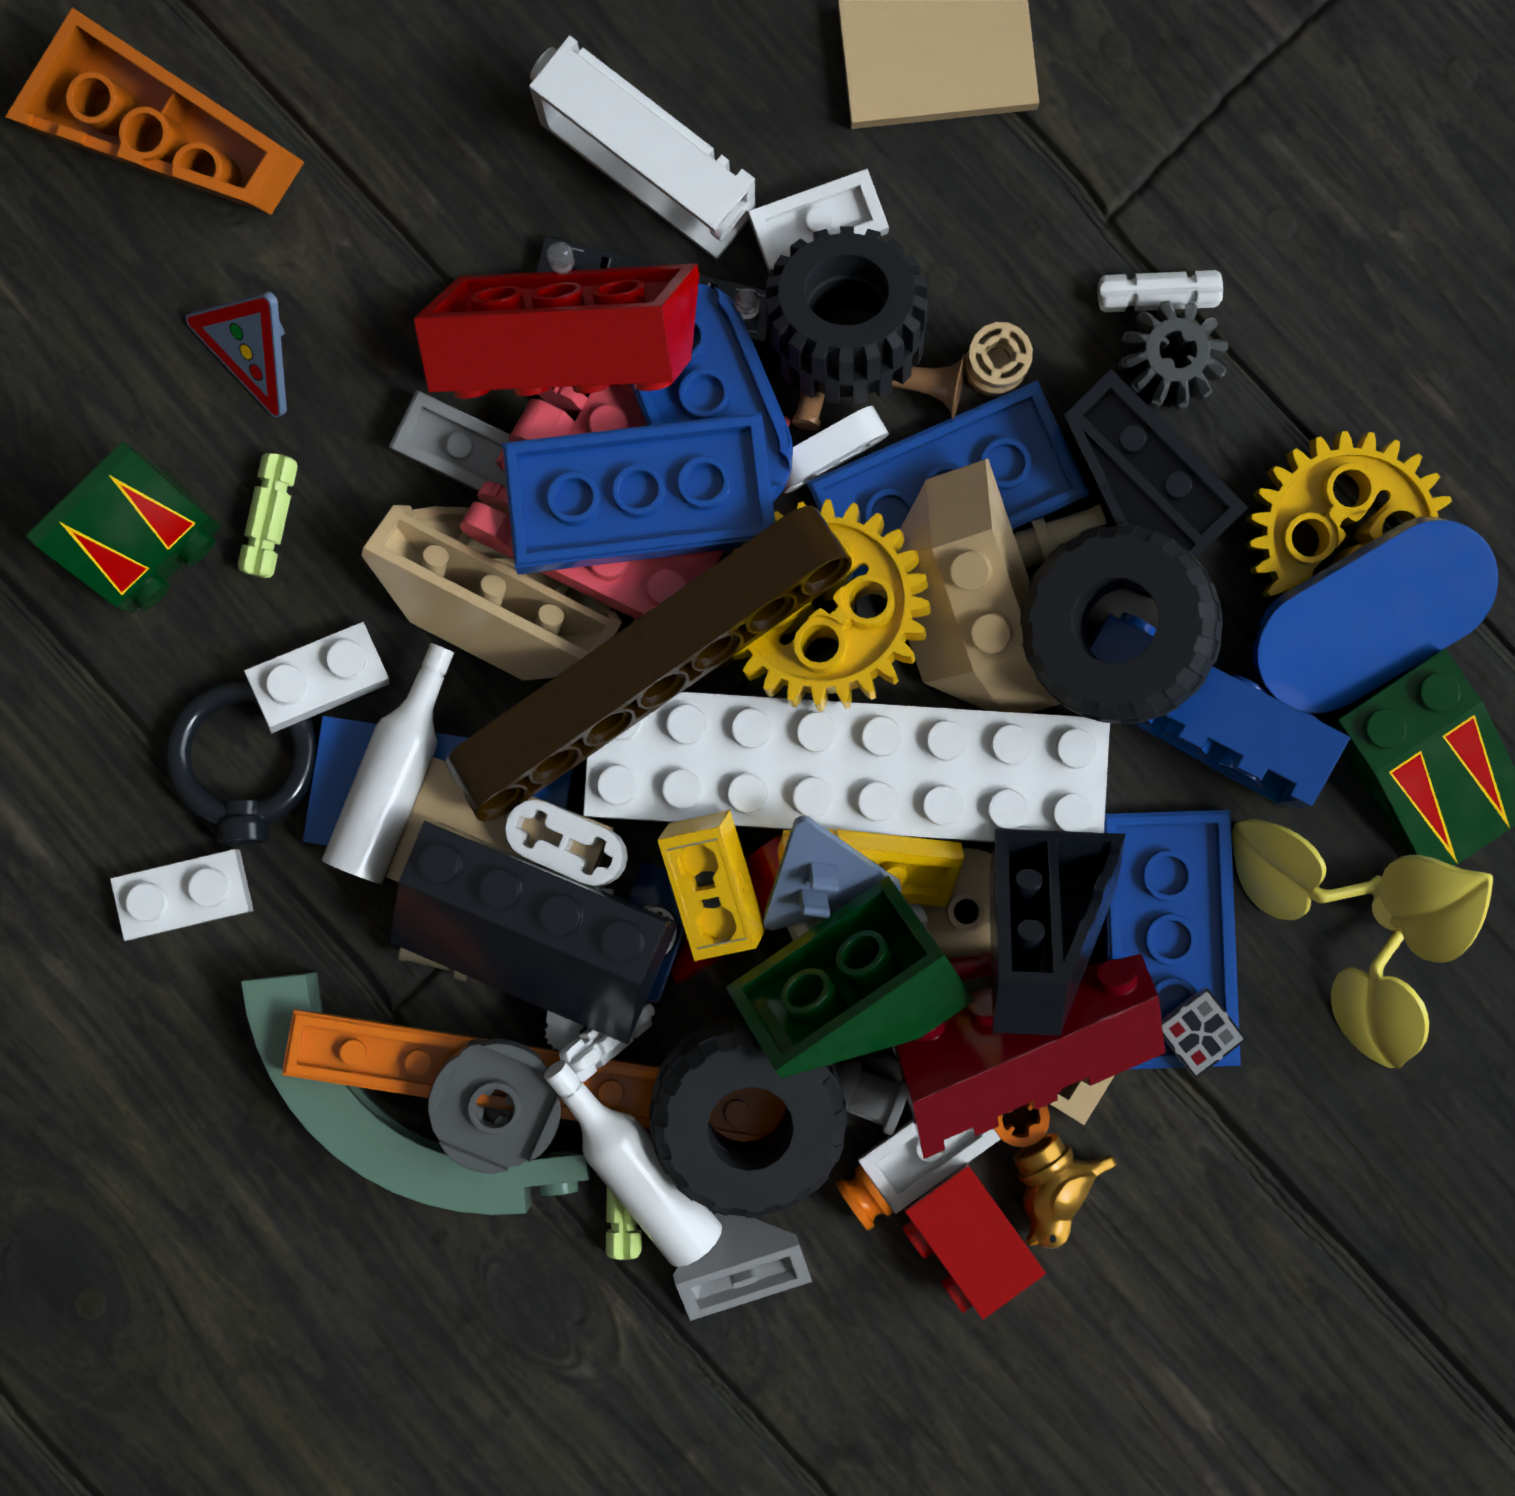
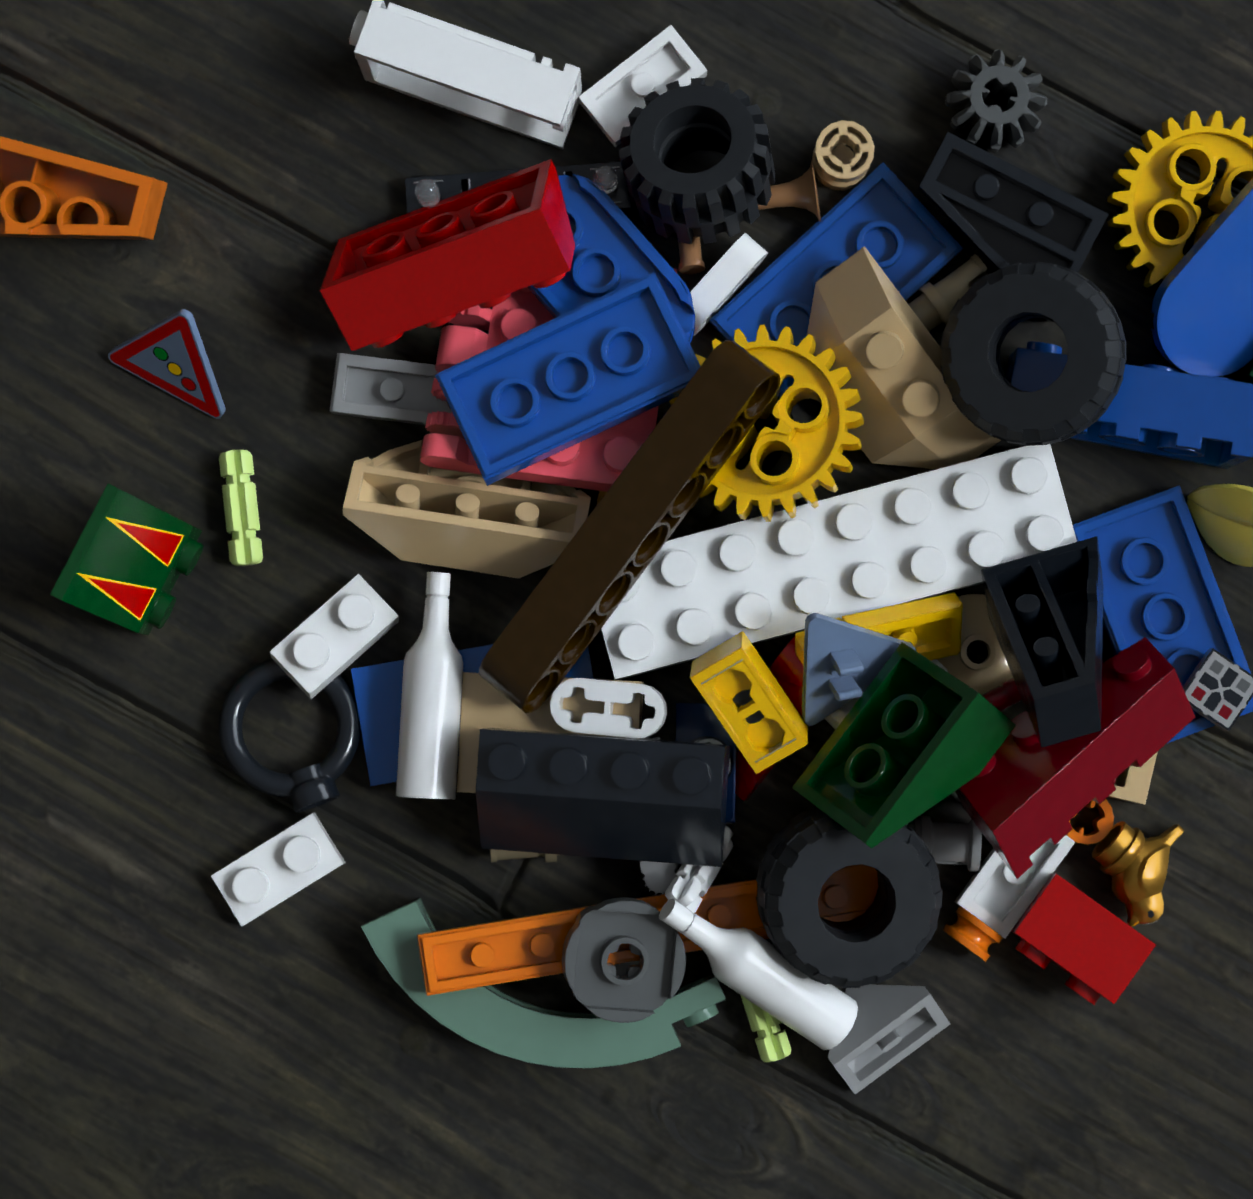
camera: 20 degrees left, 0 degrees up
(1150, 289) = (956, 49): white axle -> none

